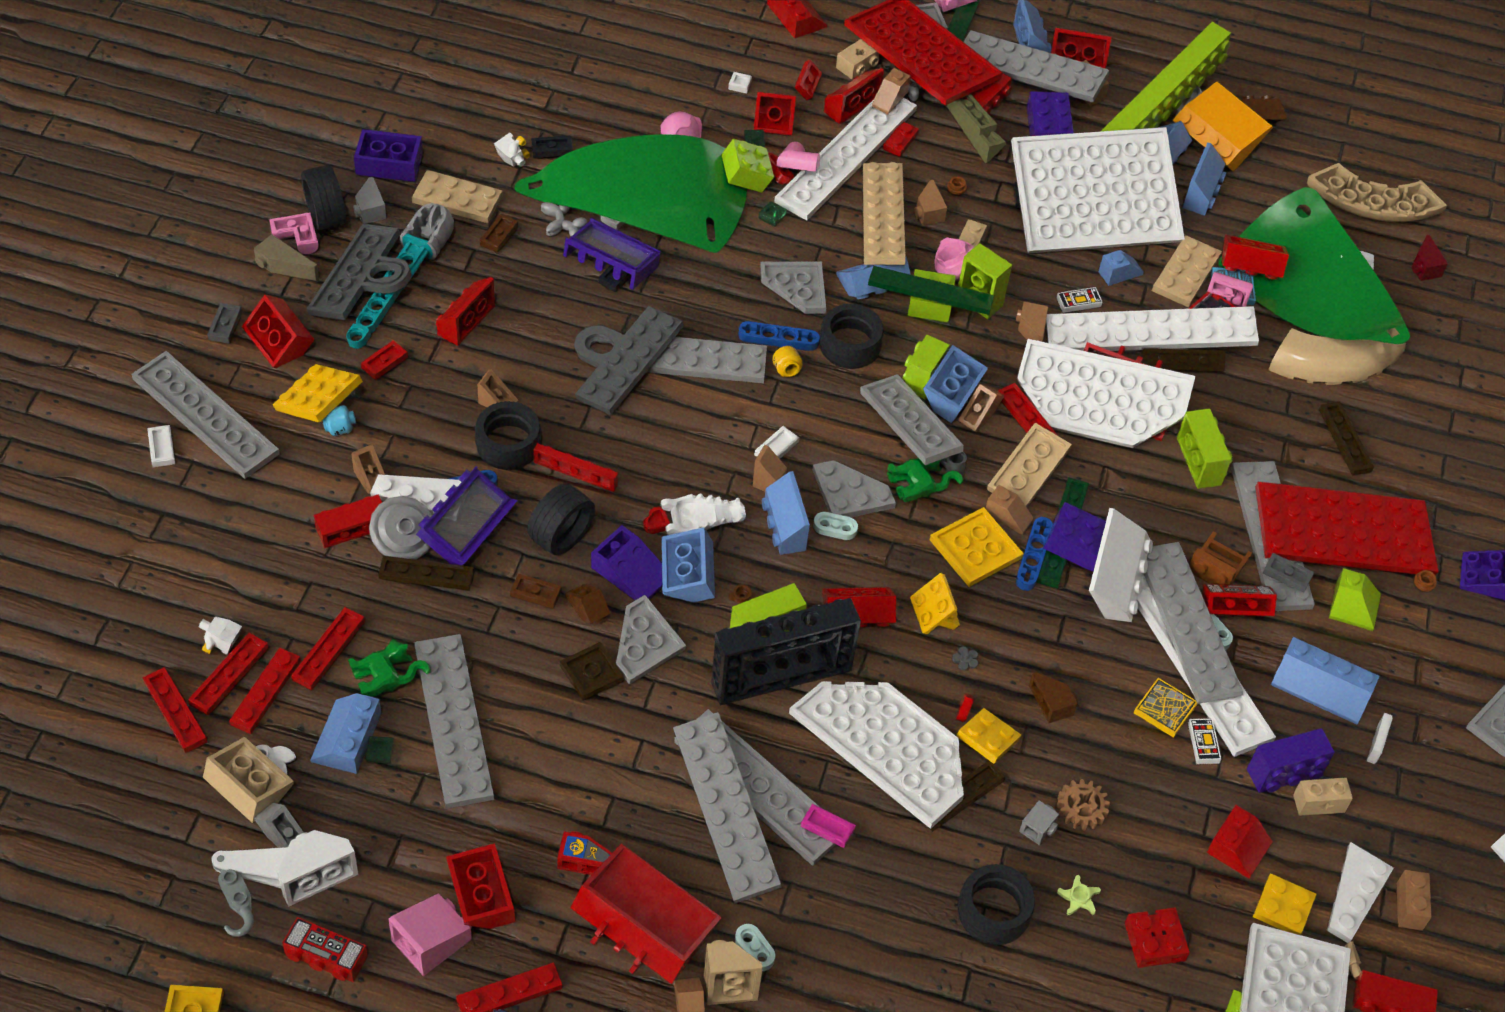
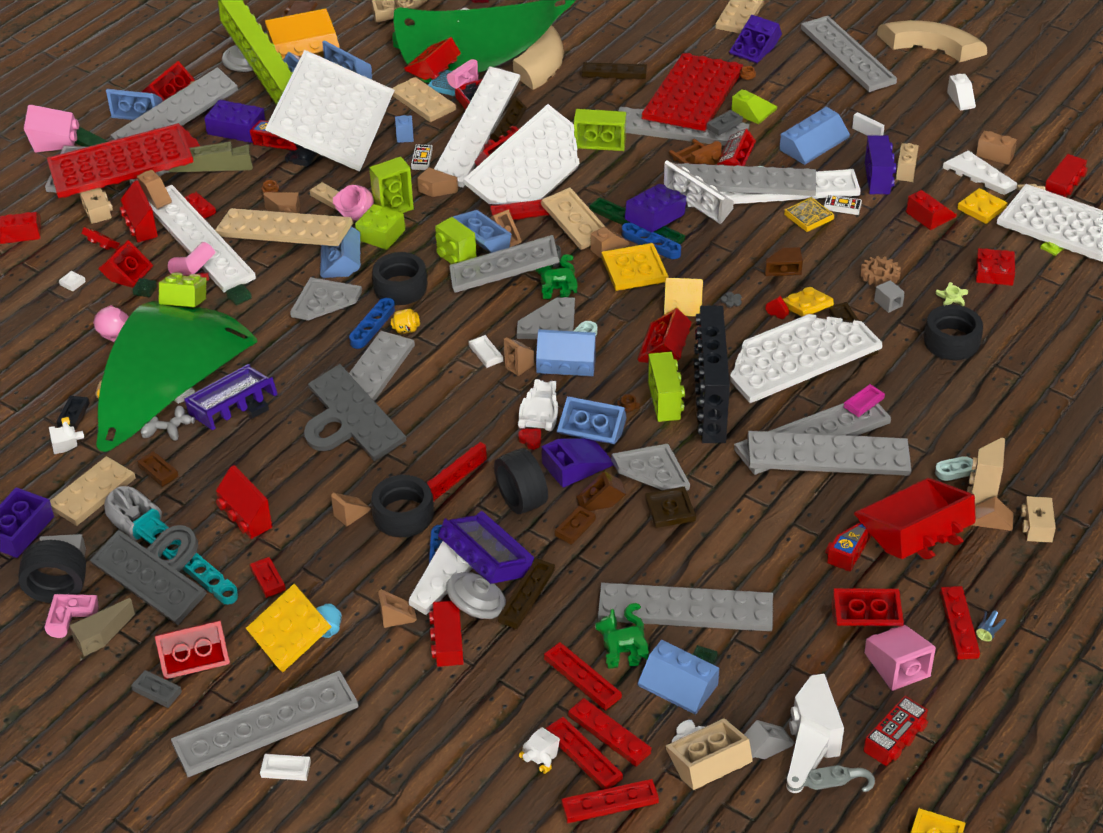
camera: 65 degrees left, 10 degrees down
(931, 290) = (386, 216): dark green tile -> none

